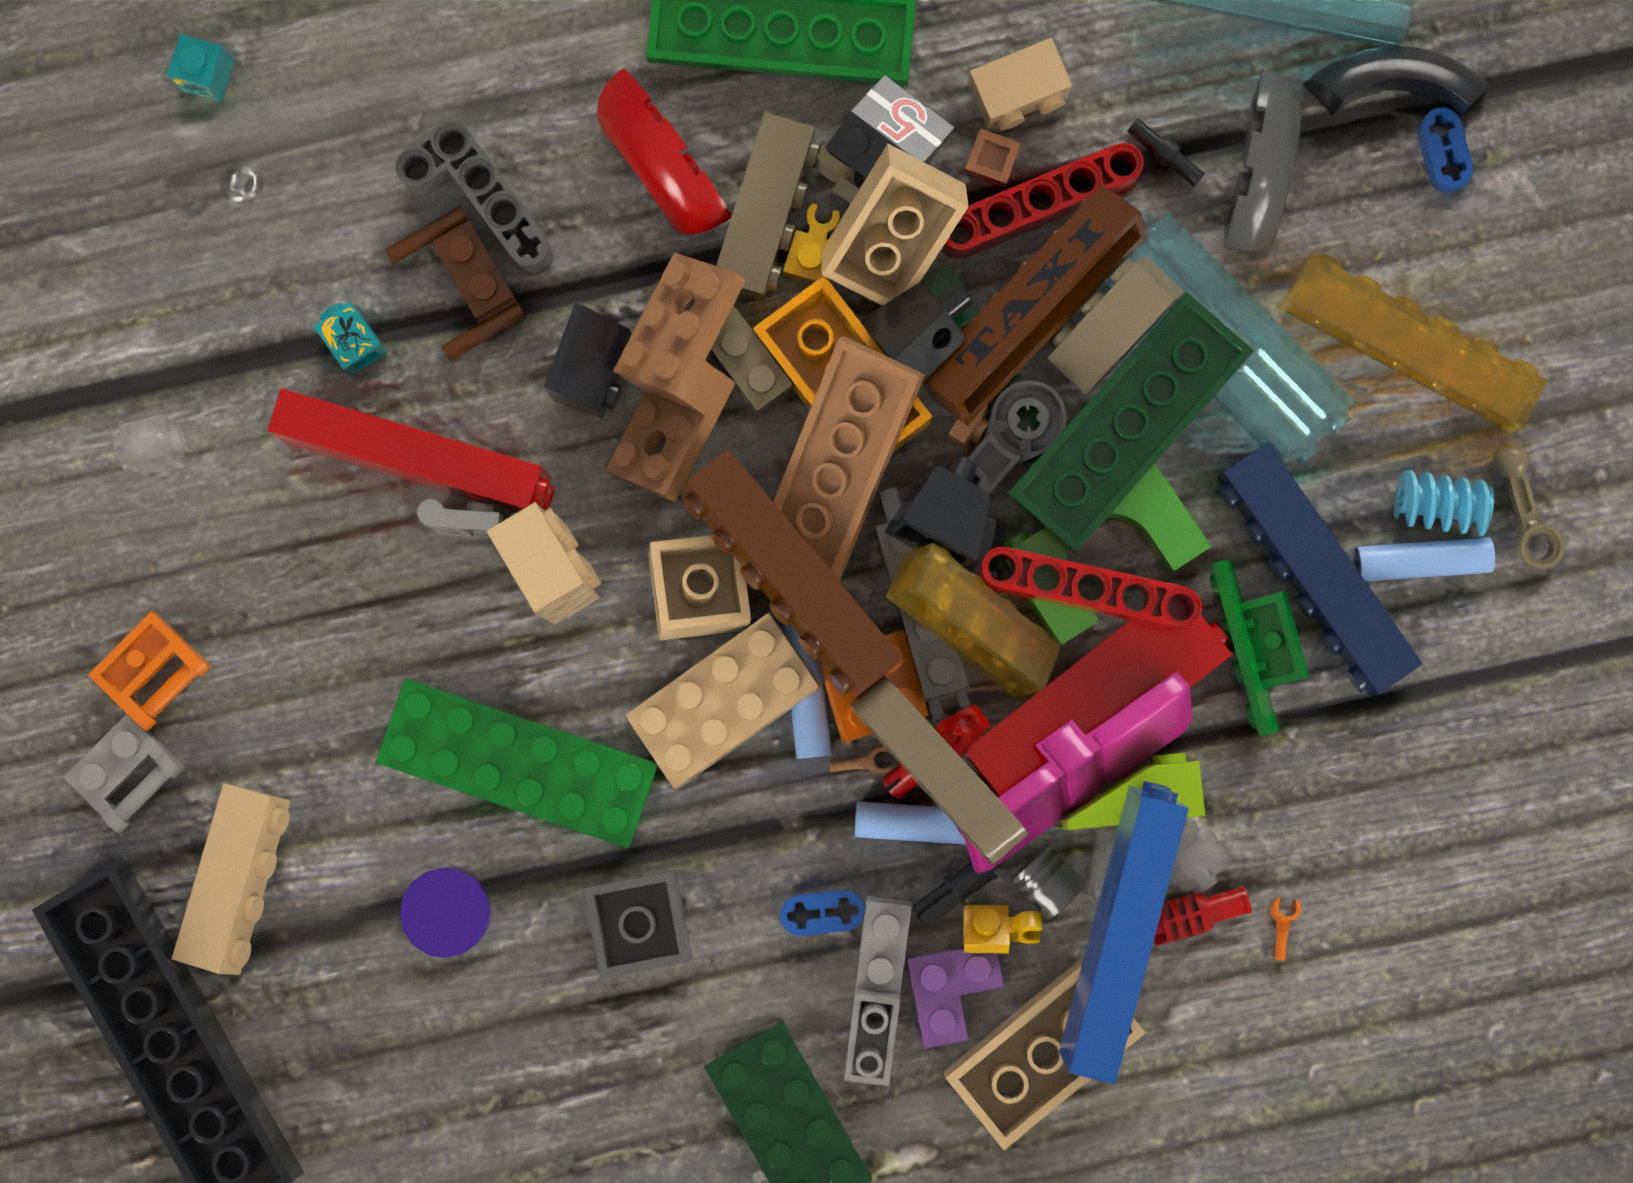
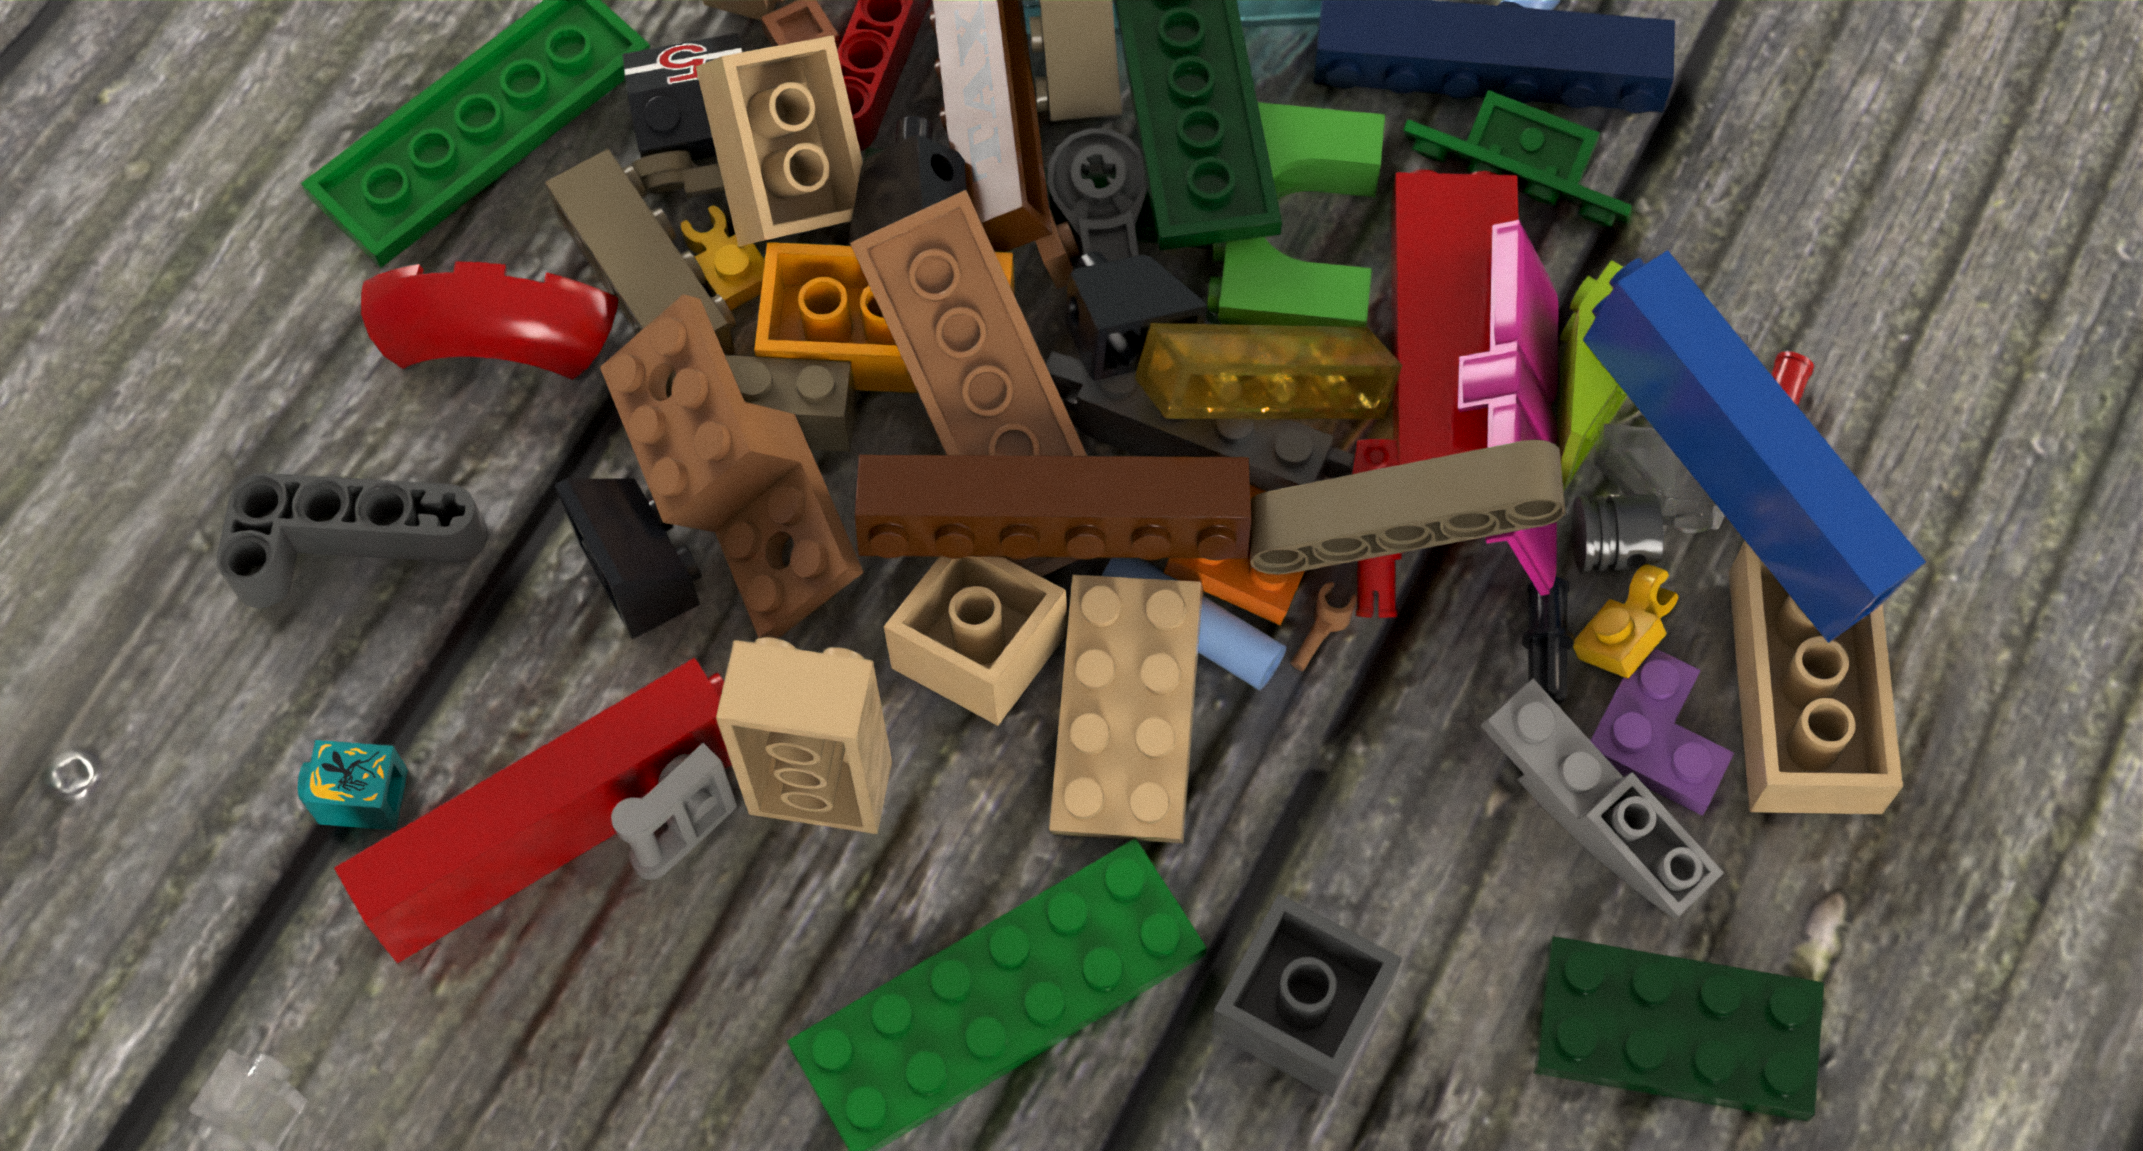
camera: 50 degrees left, 20 degrees down
(472, 273) = (412, 605): reddish brown plate -> none
(822, 924) = (1470, 805): blue beam -> none
(905, 823) = (1441, 617): light blue piece -> none
(1111, 582) = (1342, 216): red beam -> none
(1283, 926) = (1841, 349): orange hand -> none

